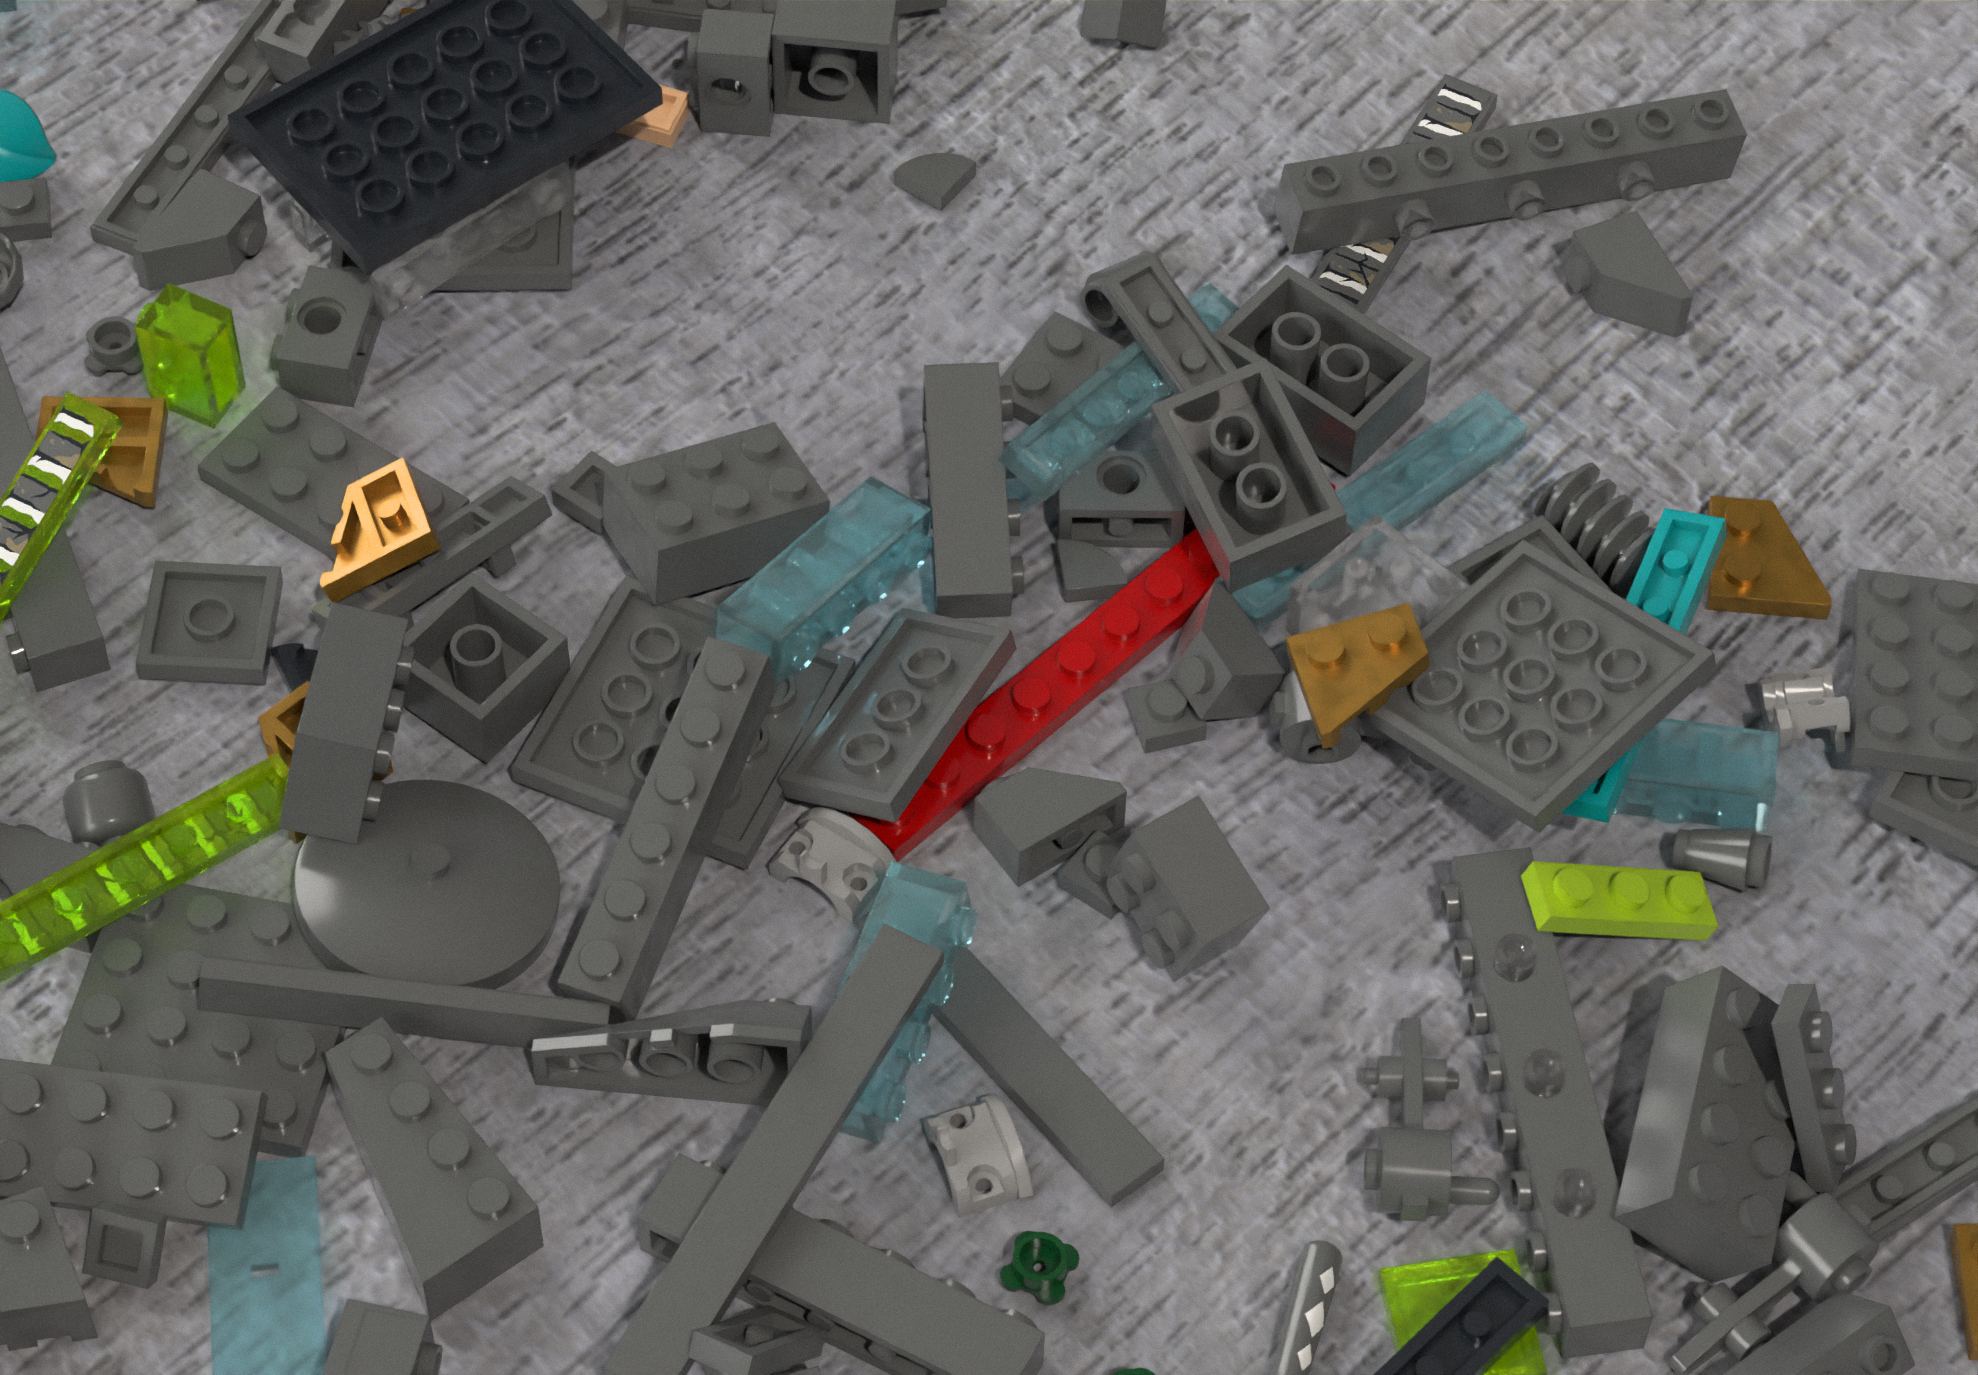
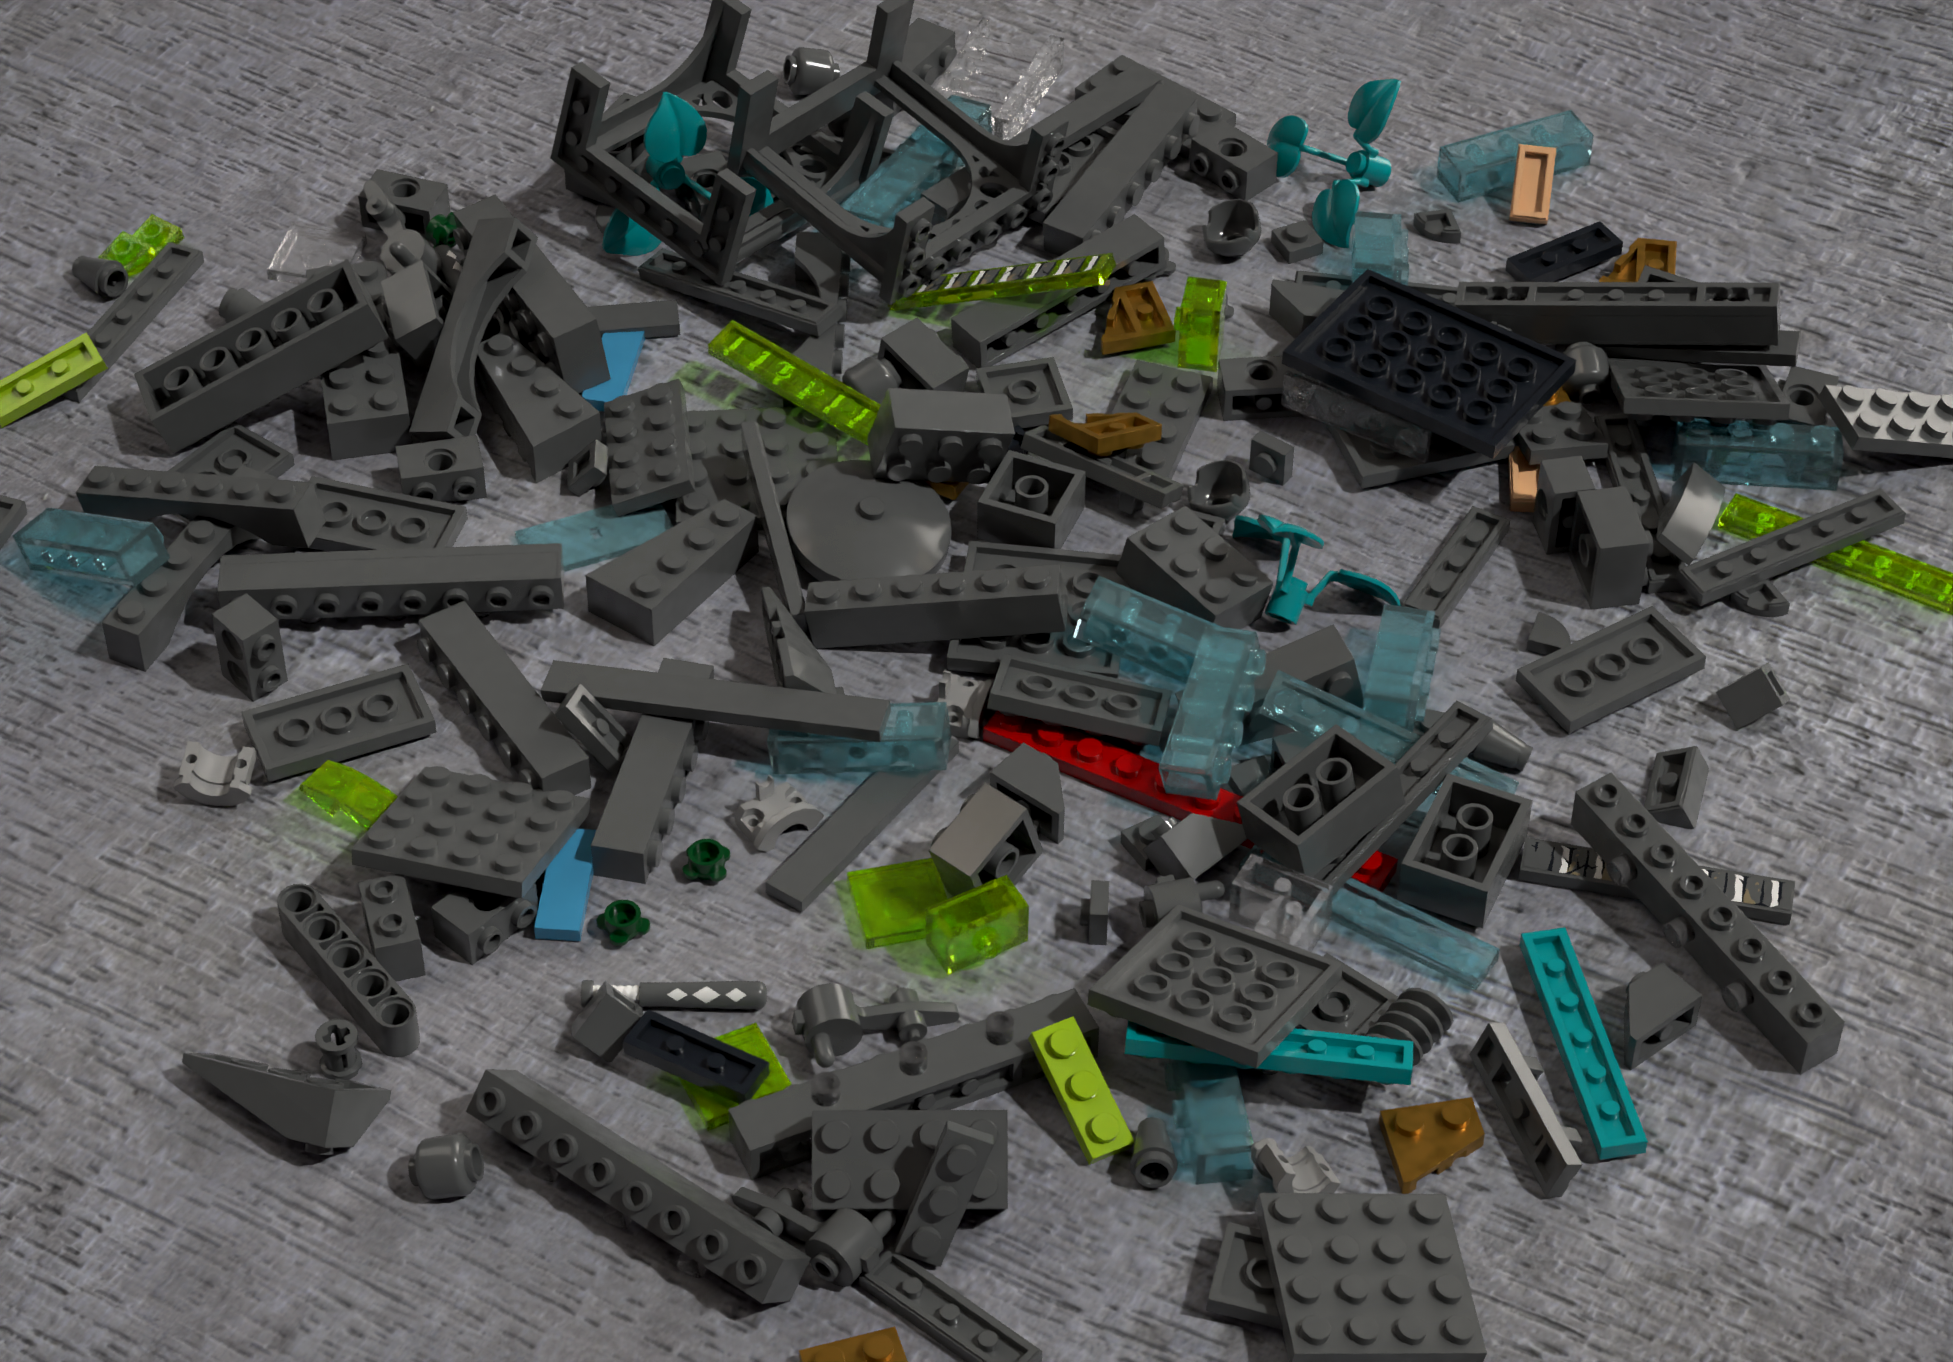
camera: 75 degrees right, 10 degrees down
(66, 43) = (1438, 225): none -> dark grey tile
(101, 720) = (923, 359): none -> dark grey brick
(132, 119) = (1379, 246): none -> clear light blue brick
(483, 365) = (1271, 458): none -> dark grey plate
(534, 439) = (1220, 489): none -> dark grey hair
(766, 235) = (1458, 564): none -> dark grey tile
(774, 407) = (1289, 592): none -> teal plant
(929, 322) = (1402, 666): none -> clear light blue brick
(1023, 552) = (1212, 712): none -> clear light blue brick
(1026, 132) = (1610, 669): none -> dark grey plate
(1191, 1039) = (894, 900): none -> clear neon green tile
(1241, 137) = (1677, 787): none -> dark grey slope
(1295, 803) = (1095, 912): none -> dark grey plate
(1298, 947) = (977, 924): none -> clear neon green brick
(1356, 666) = (1193, 894): pearl gold wing -> none
(1648, 359) = (1583, 1044): none -> teal plate
(1749, 445) = (1514, 1087): none -> dark grey hinge

